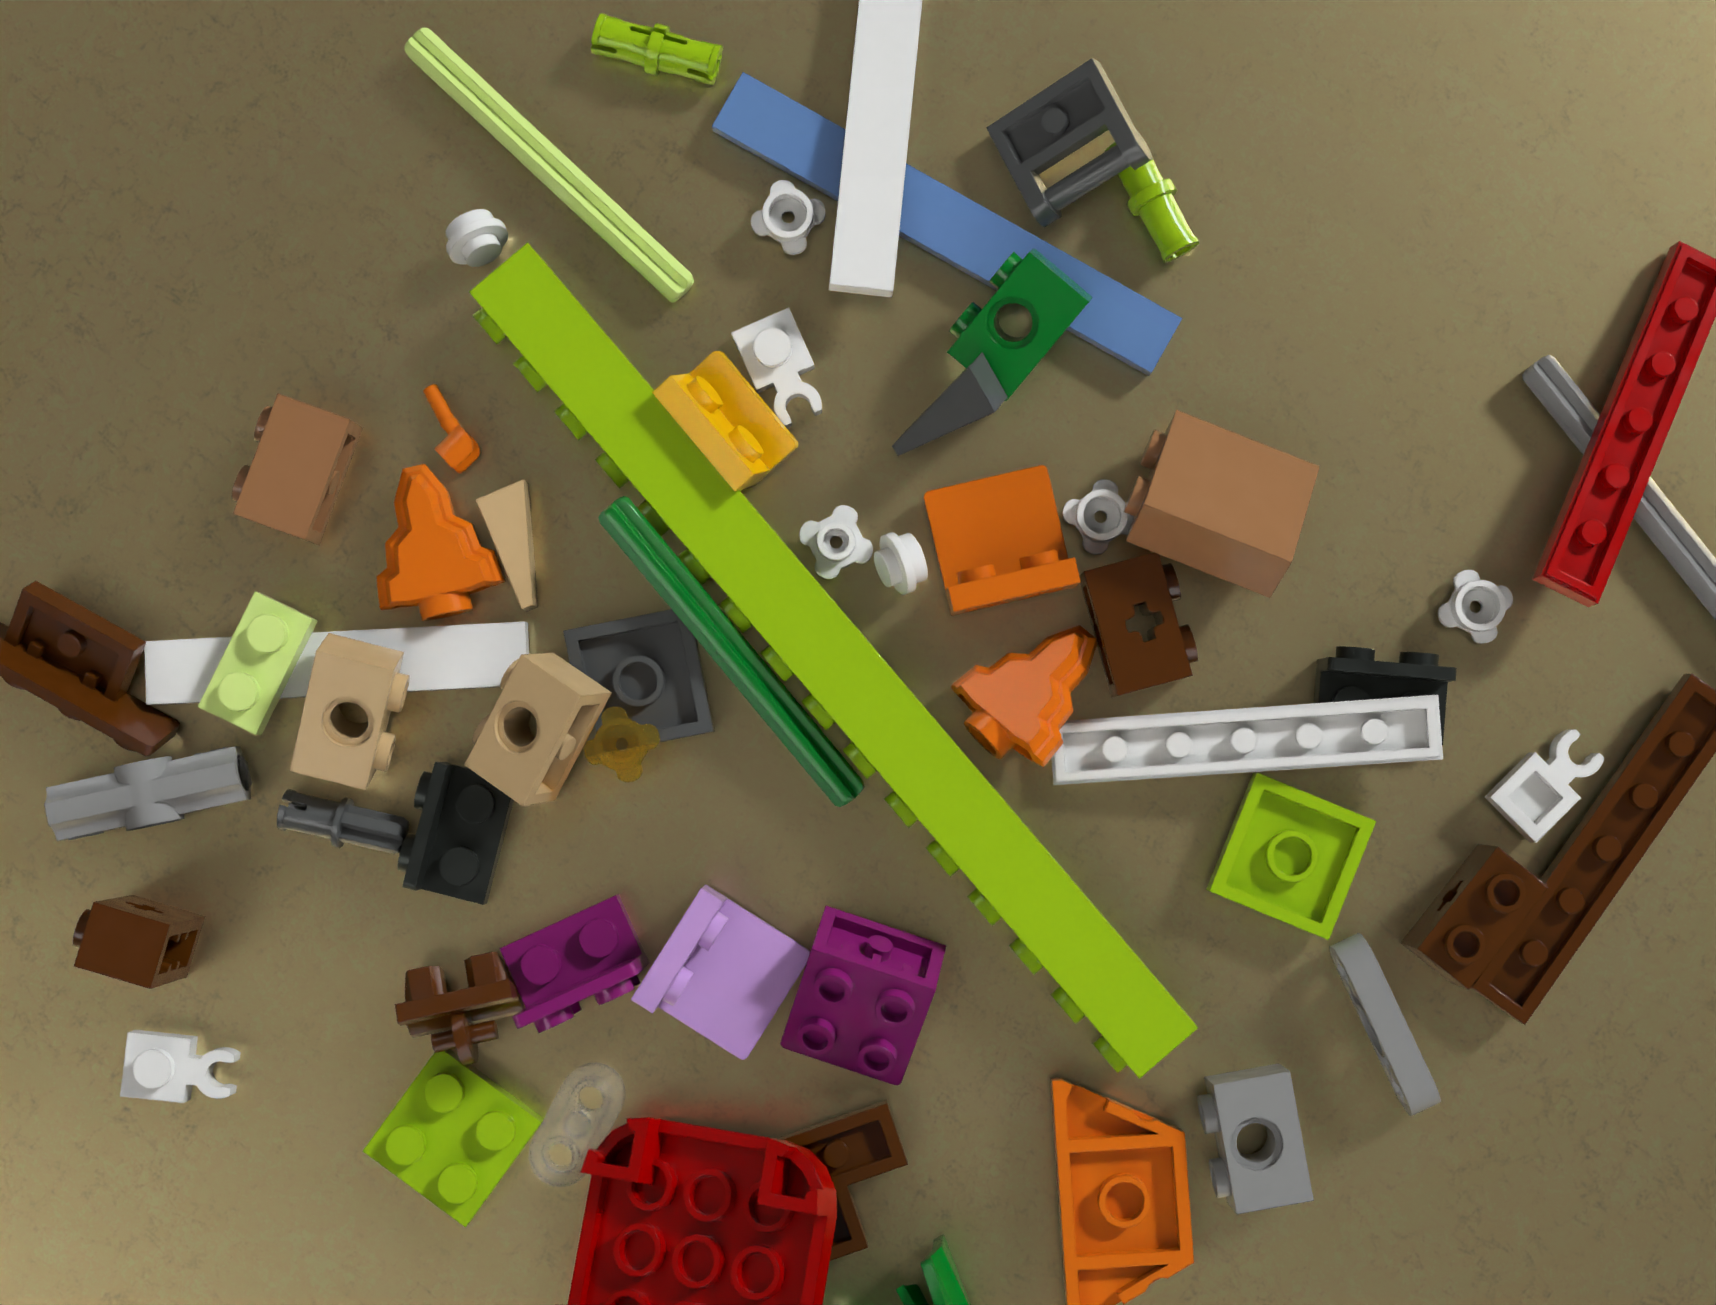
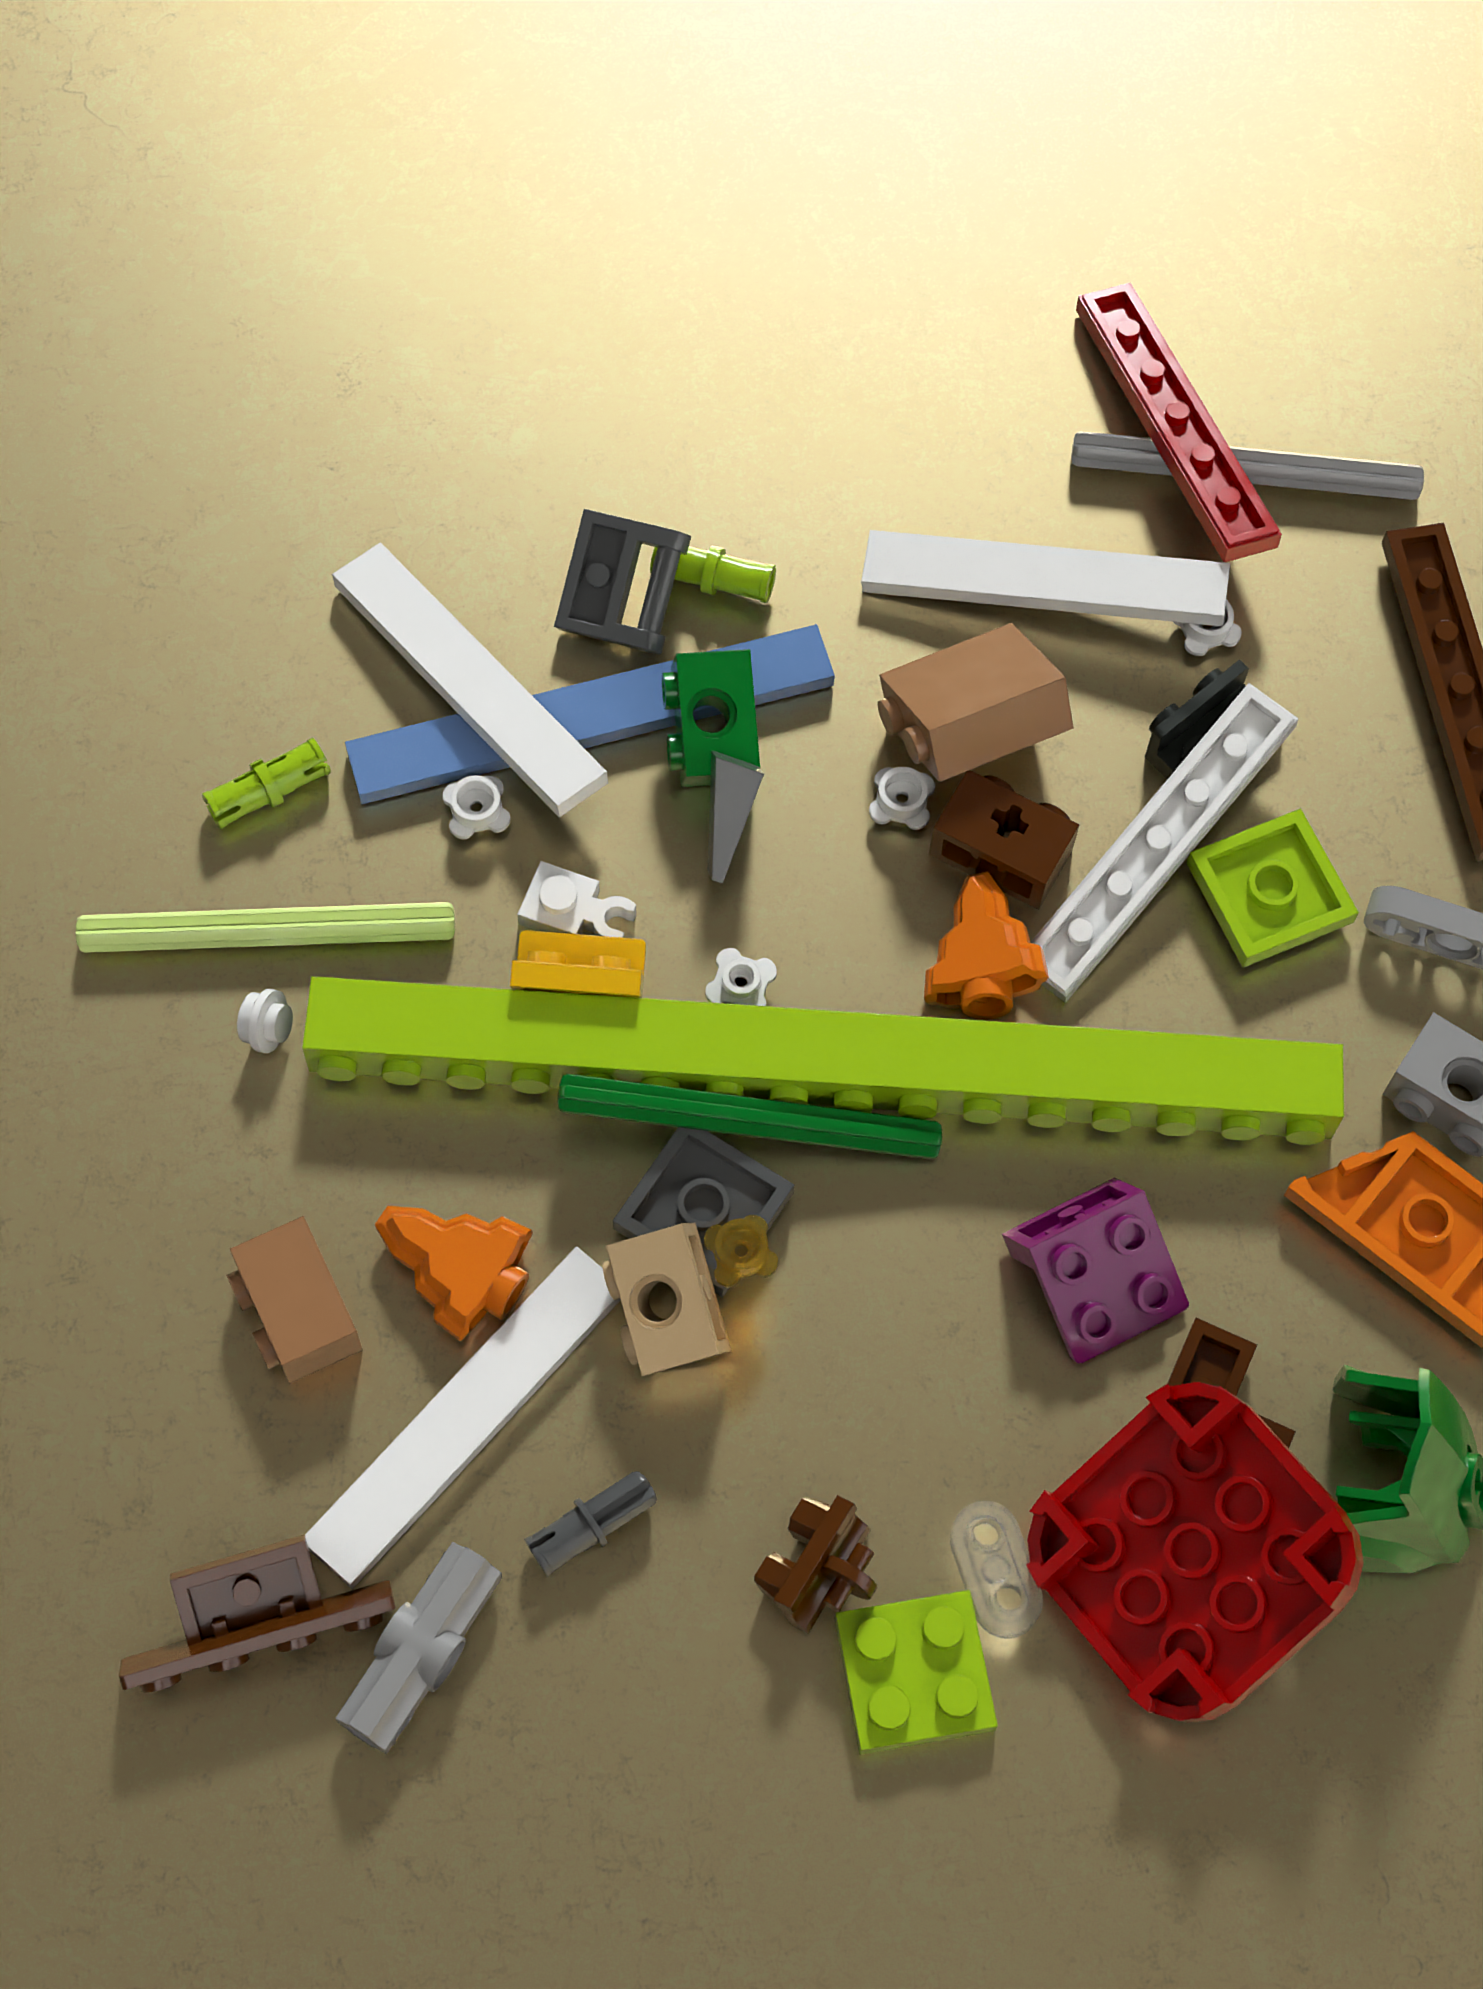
camera: 50 degrees left, 20 degrees down
(137, 940) = (528, 1749): reddish brown brick -> none
(167, 1066) = (643, 1849): white plate -> none
(257, 663) = (408, 1464): yellowish green plate -> none
(328, 742) = (481, 1406): tan brick -> none
(456, 834) = (686, 1443): pearl dark grey bracket -> none
(458, 446) = (398, 1172): orange hand -> none
(510, 526) = (496, 1193): tan piece -> none
(572, 960) = (868, 1442): magenta bracket -> none
(723, 972) = (981, 1348): lavender bracket -> none
(900, 562) = (801, 950): white plate -> none
(999, 540) = (854, 874): orange bracket -> none
(1391, 453) = (1046, 577): none -> white tile
(1474, 915) = (1430, 806): reddish brown brick -> none
(1538, 791) = (1375, 693): white plate -> none

